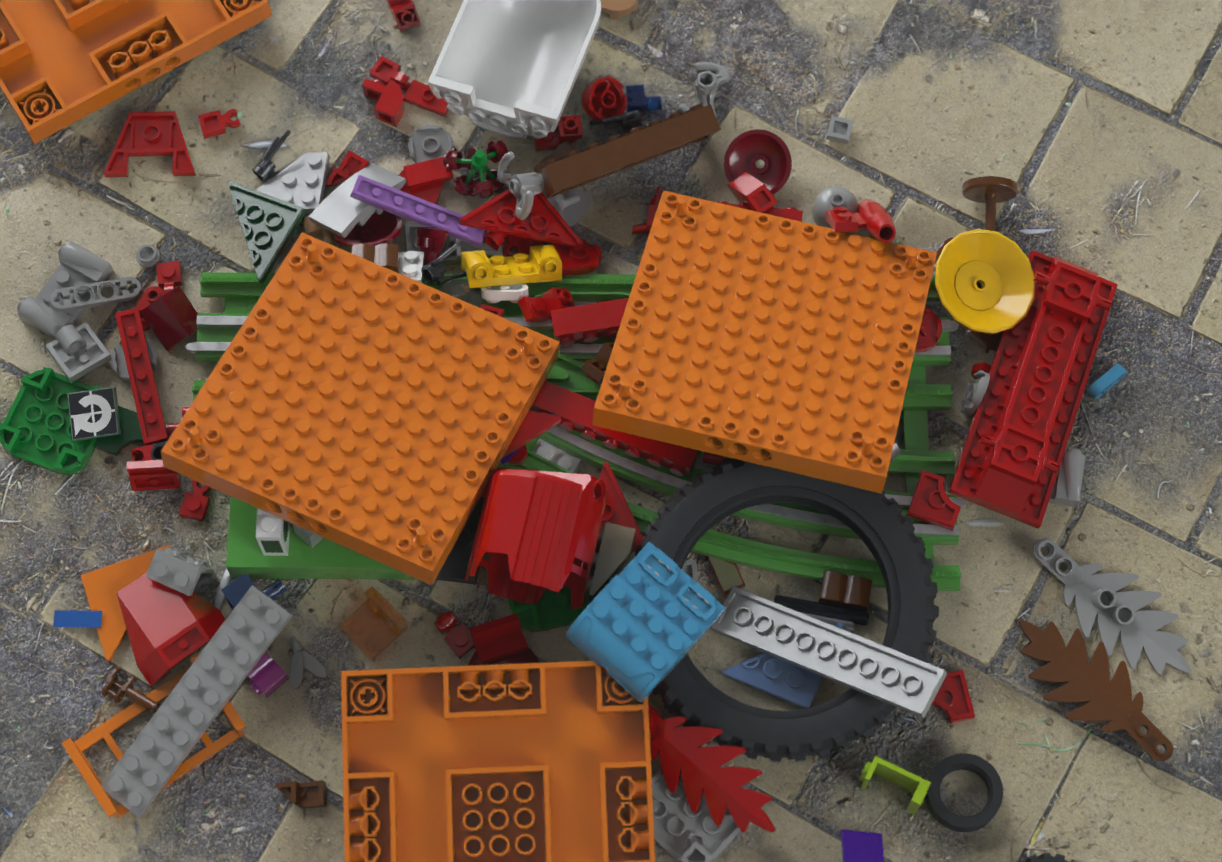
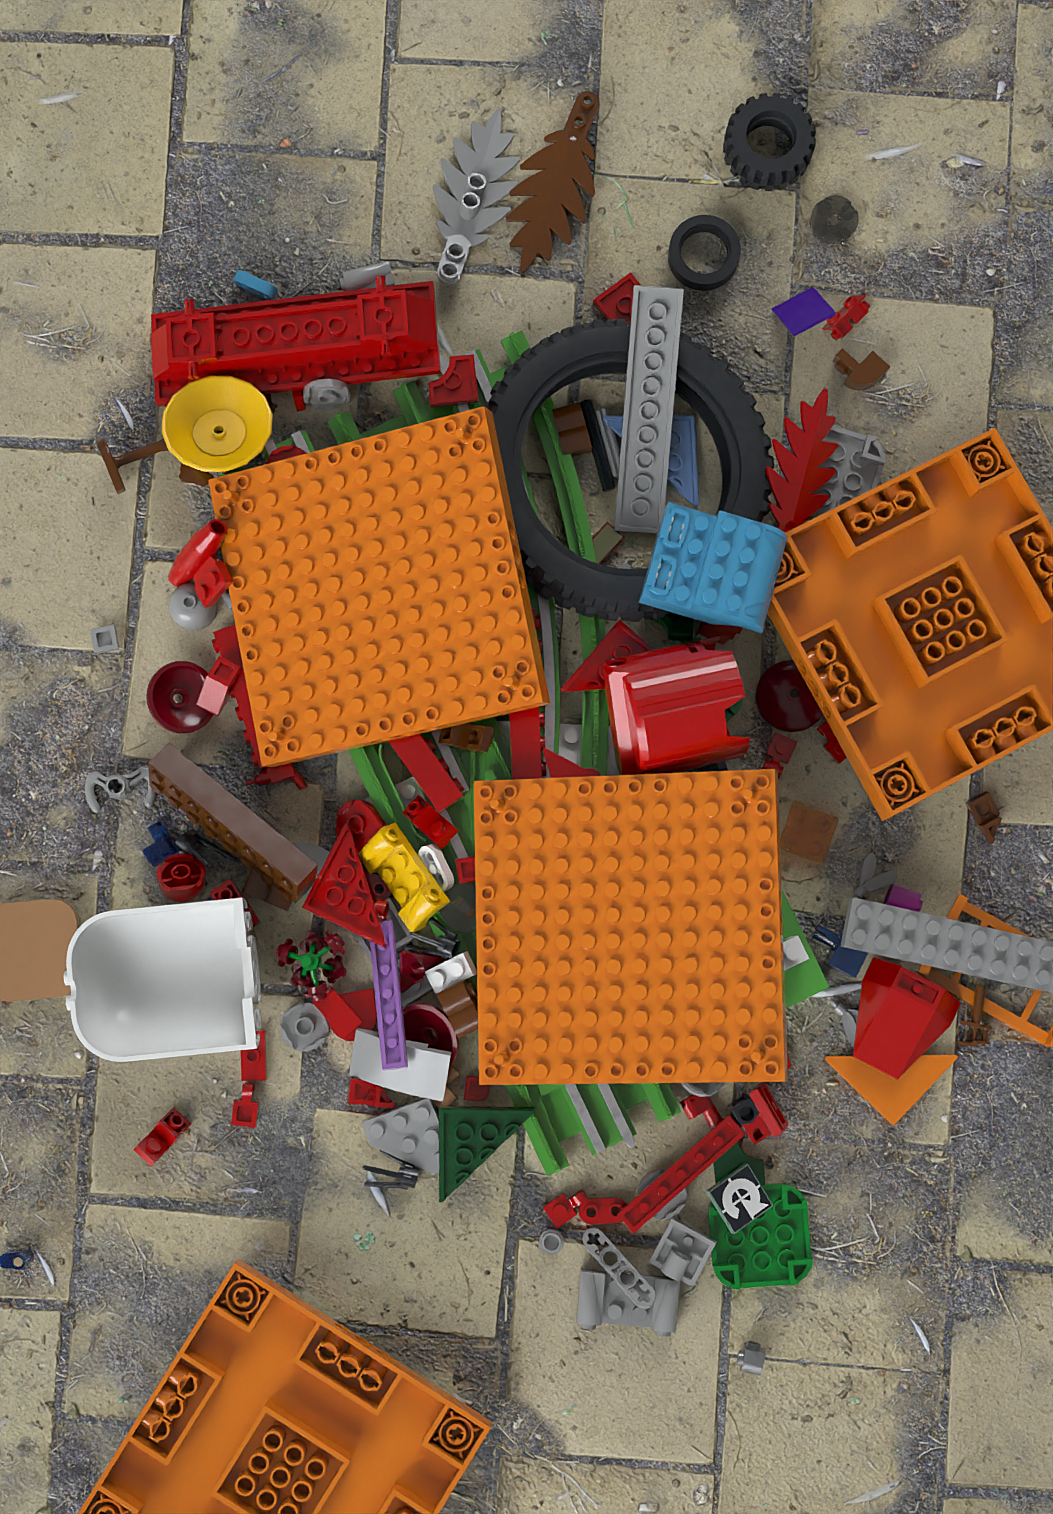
camera: 110 degrees left, 15 degrees up
(81, 619) = (933, 1105): blue sticker -> none
(150, 136) = (424, 1310): red wing -> none
(171, 318) = (605, 1179): dark red slope -> none
(176, 570) = (848, 1032): light grey bracket -> none
(214, 123) = (382, 1253): red plate -> none
(389, 100) = (276, 1088): red brick -> none
(498, 639) = (769, 710): red panel -> none
(522, 186) = (321, 904): light grey piece -> none
(614, 552) = (651, 634): dark tan slope -> none
(899, 777) = (729, 286): lime panel -> none

